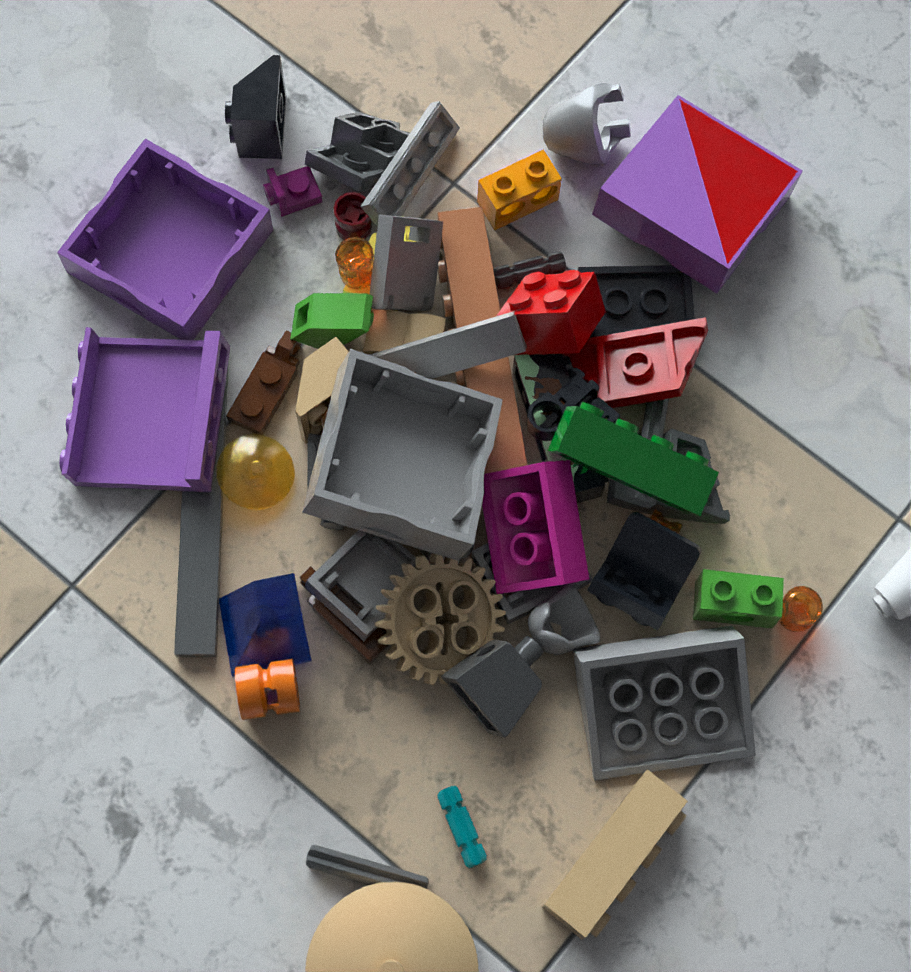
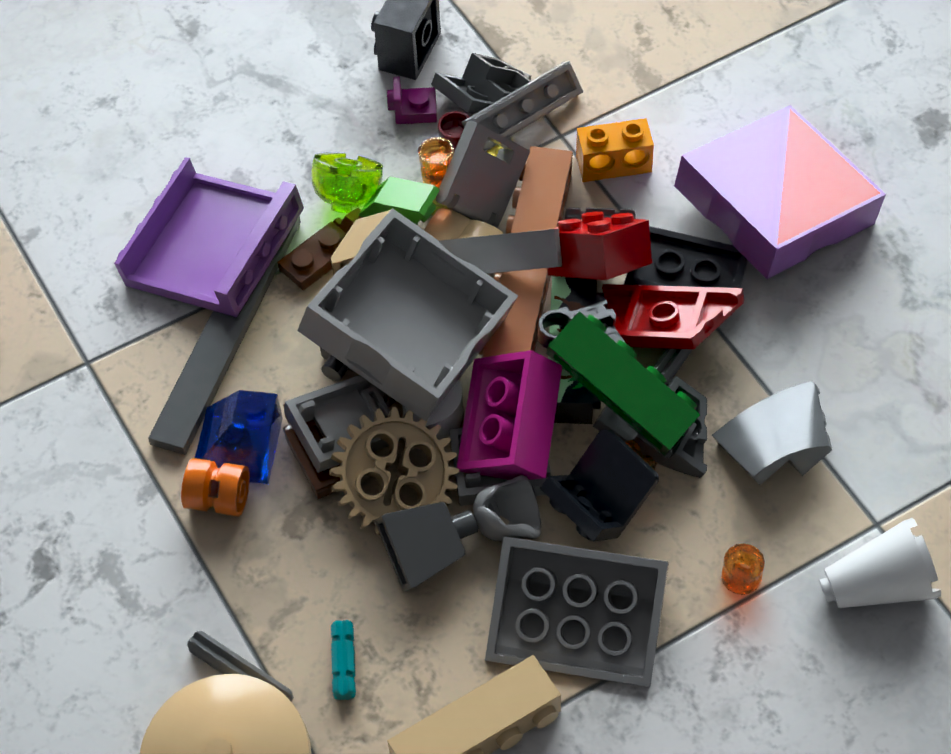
camera: 25 degrees right, 15 degrees down
(166, 241) = (284, 111): medium lavender tile -> none
(251, 488) = (270, 321): clear yellow dish -> none
(264, 303) = (345, 181): none -> clear neon green cylinder
(573, 130) = (680, 110): light grey piece -> none
(738, 598) = (684, 540): bright green brick -> none
(784, 458) = (778, 431): none -> slope

